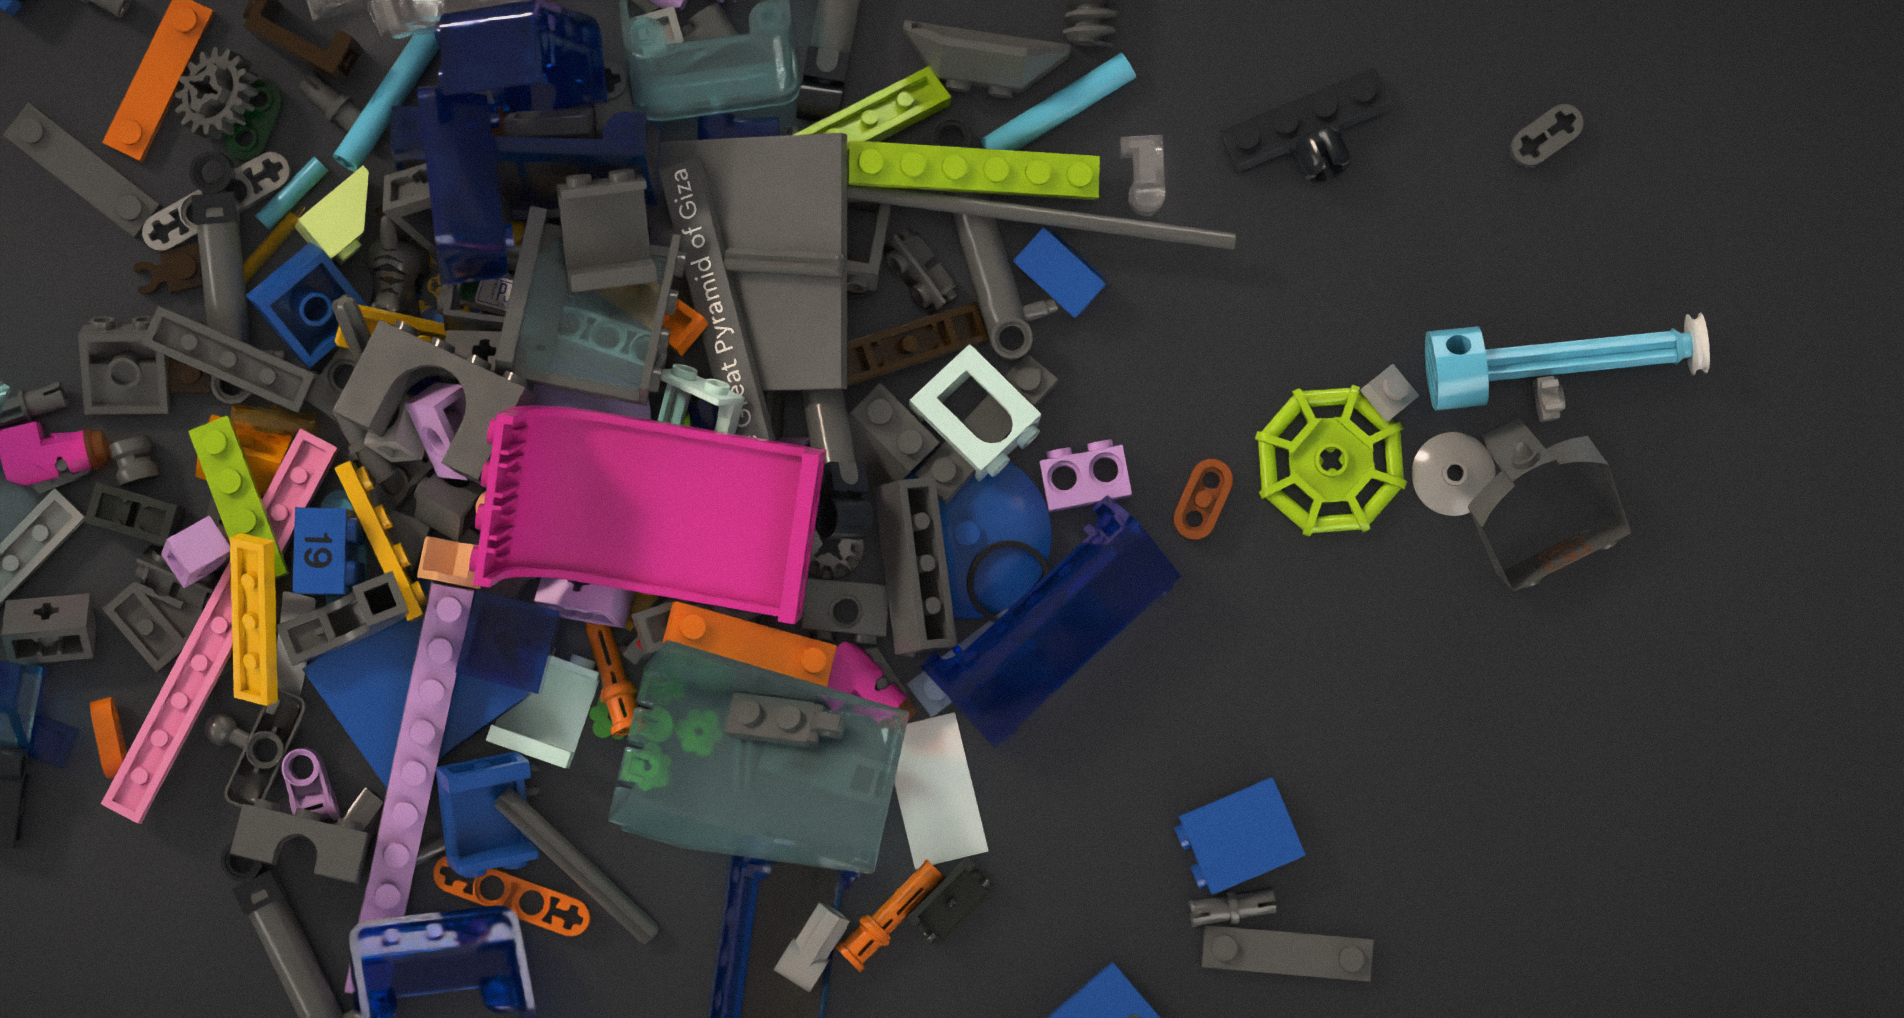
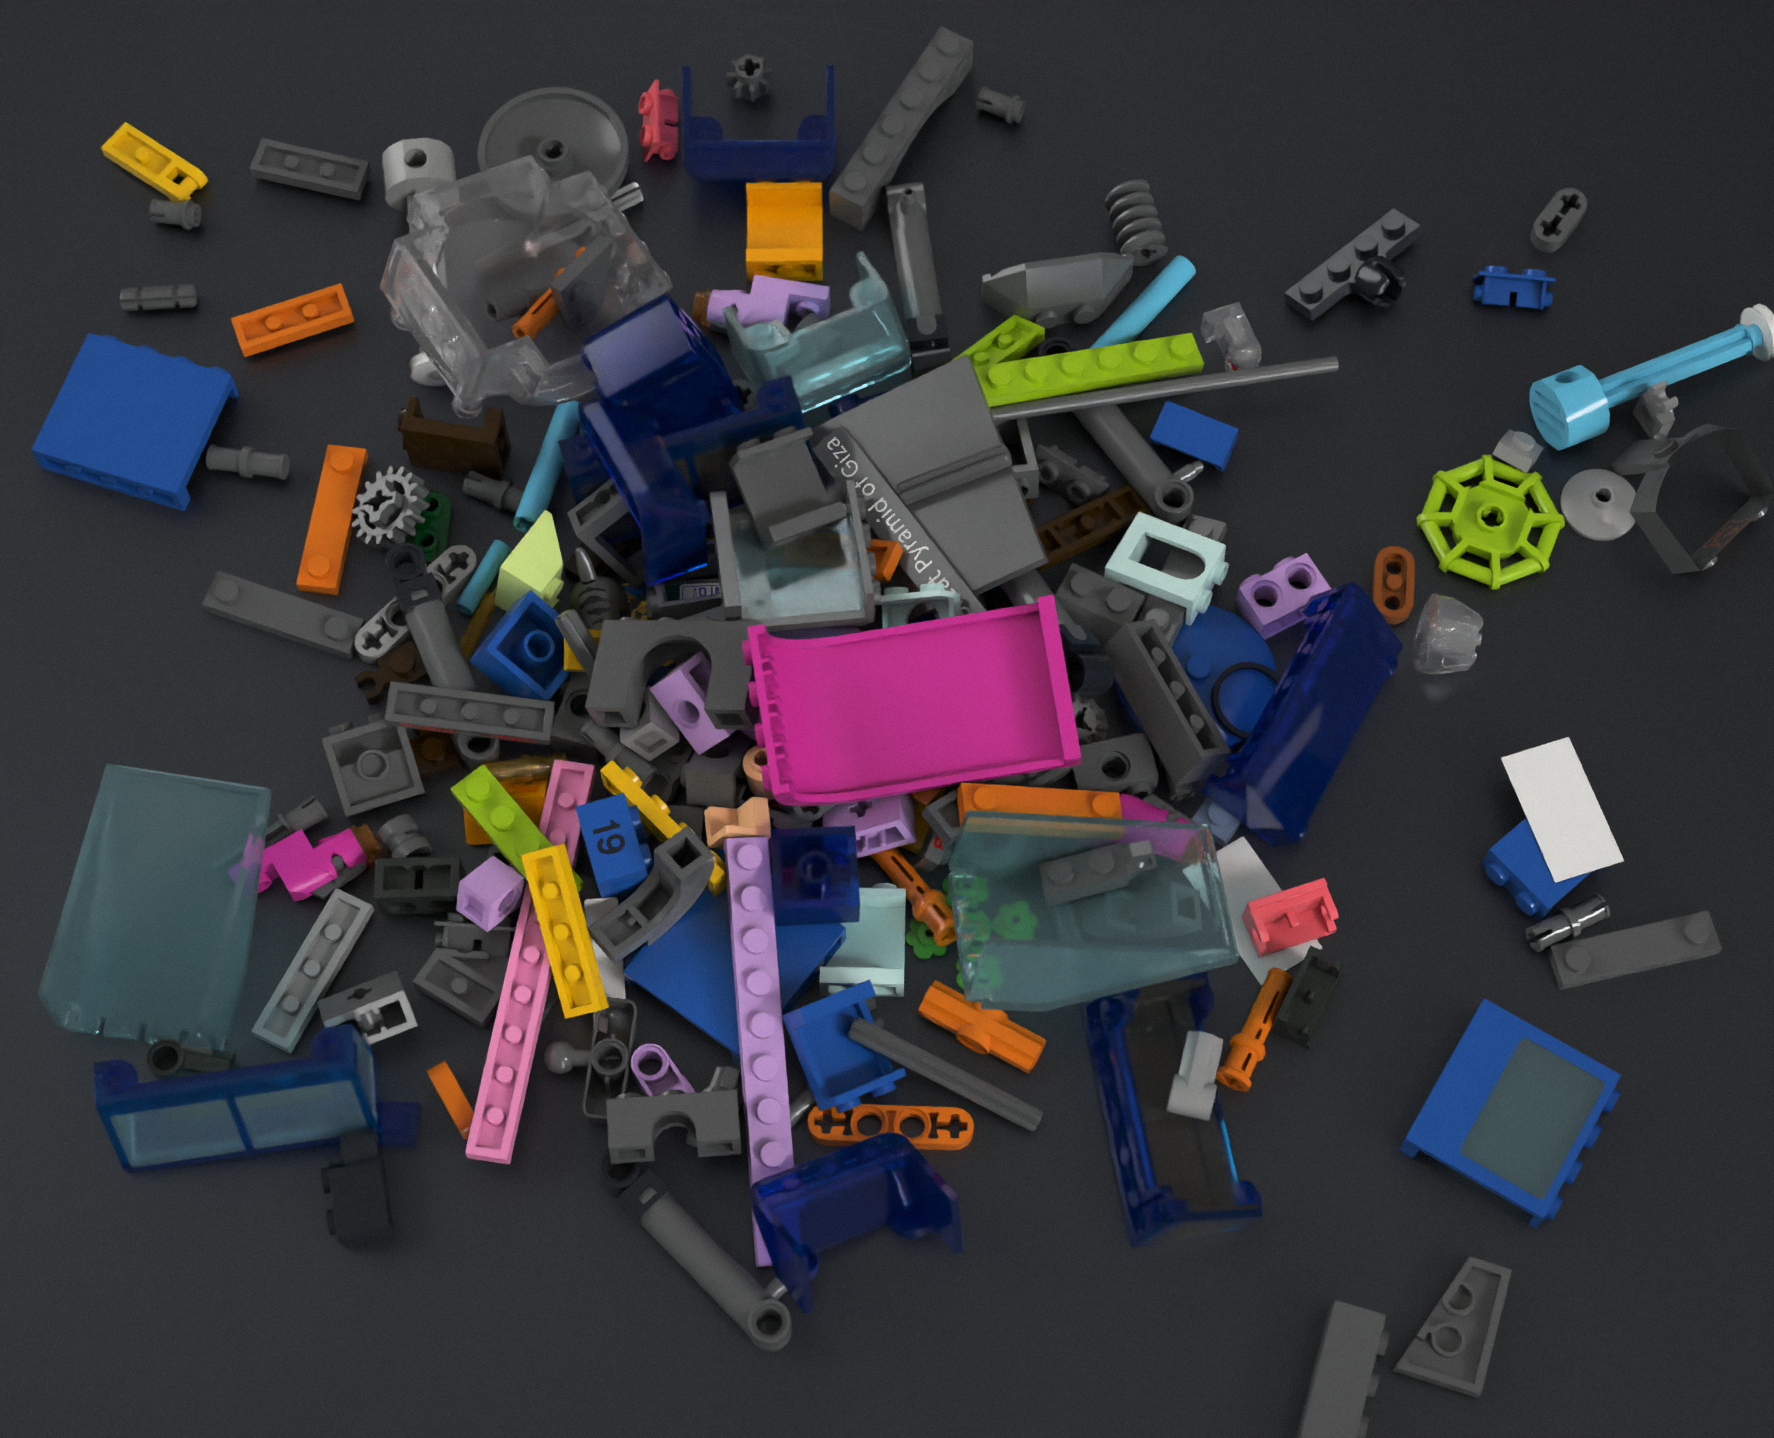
camera: 25 degrees left, 20 degrees down
(653, 857) = (981, 1029): none -> orange piece
(964, 817) = (1290, 917): none -> coral hinge
(1228, 579) = (1446, 636): none -> clear piece
(1266, 799) = (1562, 809): none -> white sticker
(1479, 206) = (1529, 287): none -> blue hinge

